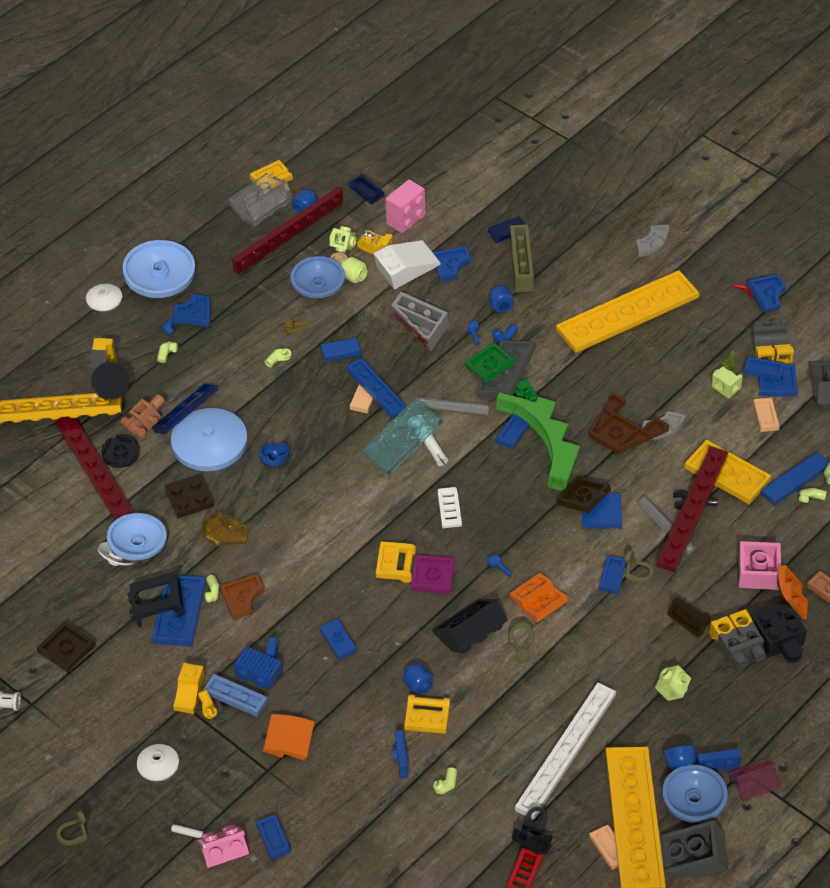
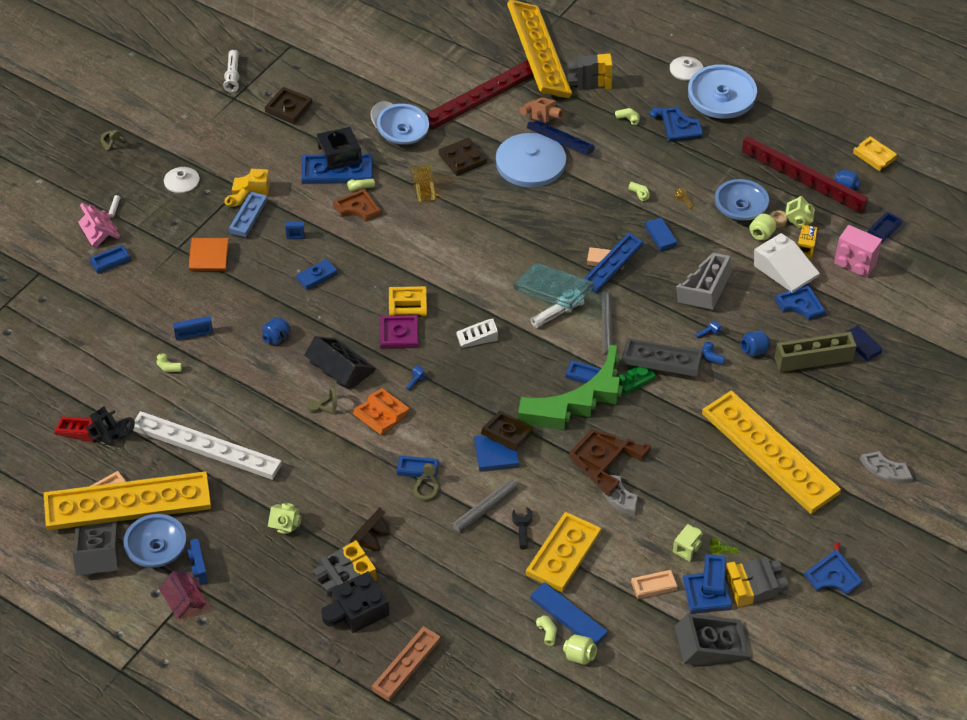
camera: 80 degrees right, 0 degrees up
(109, 381) = (566, 74): black tile -> none
(120, 451) = (505, 106): black tile -> none
(257, 668) = (274, 223): blue brick -> none
(260, 199) = (834, 146): clear slope -> none
(274, 455) = (515, 201): blue hair -> none
(427, 720) = (234, 344): yellow plate -> none
(490, 362) = (665, 342): green tile -> none
(680, 756) = (195, 528): blue hair -> none
(692, 509) = (503, 520): dark red plate -> none
(759, 565) = (436, 580): bright pink brick -> none
(792, 591) = (402, 608): orange slope -> none

